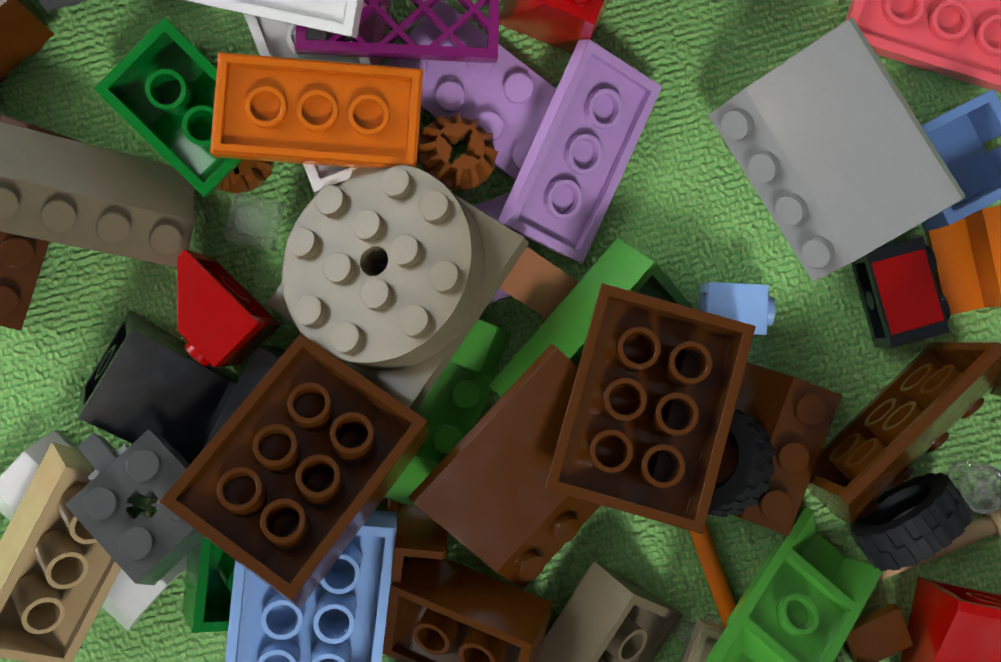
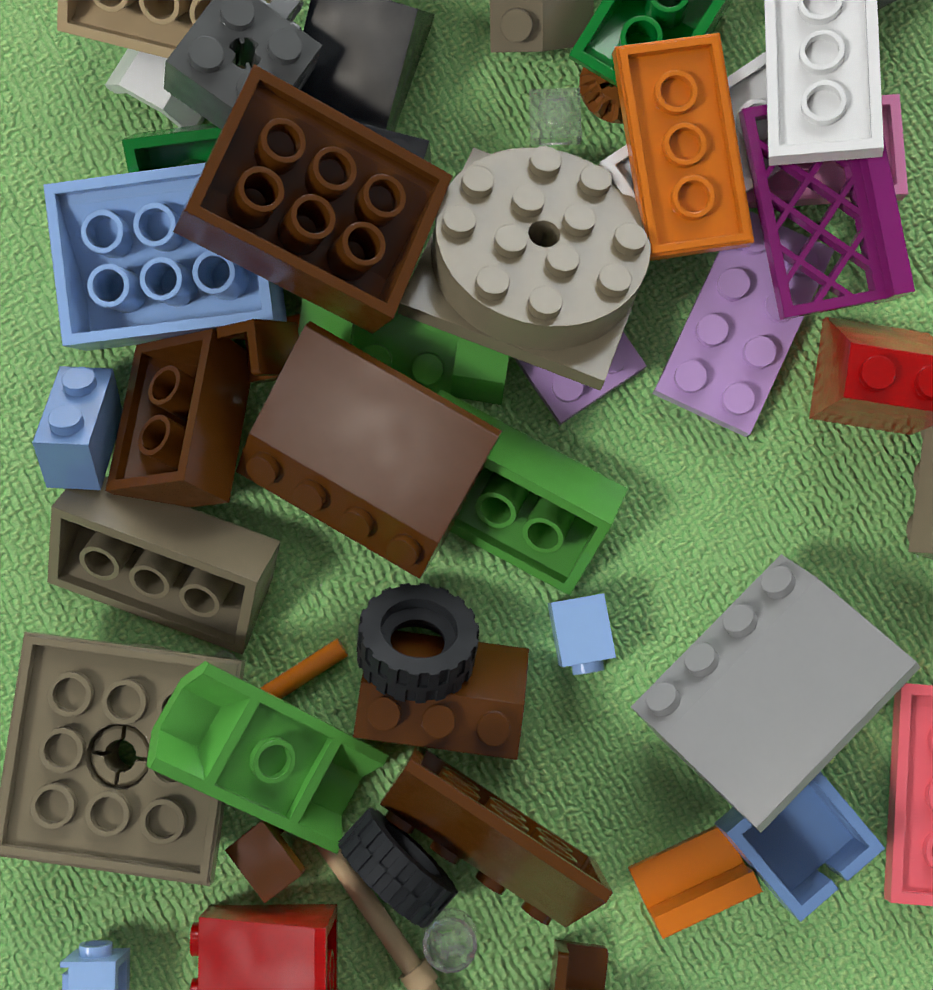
camera: 80 degrees right, 5 degrees down
(217, 313) = (454, 95): red slope -> none
(466, 171) = (659, 311): dark orange gear -> none
(538, 283) = (561, 413): nougat tile -> none
(580, 151) = (708, 429): lavender plate -> none
(651, 408) = (458, 546): reddish brown slope -> none
(901, 293) = (643, 808): brick -> none

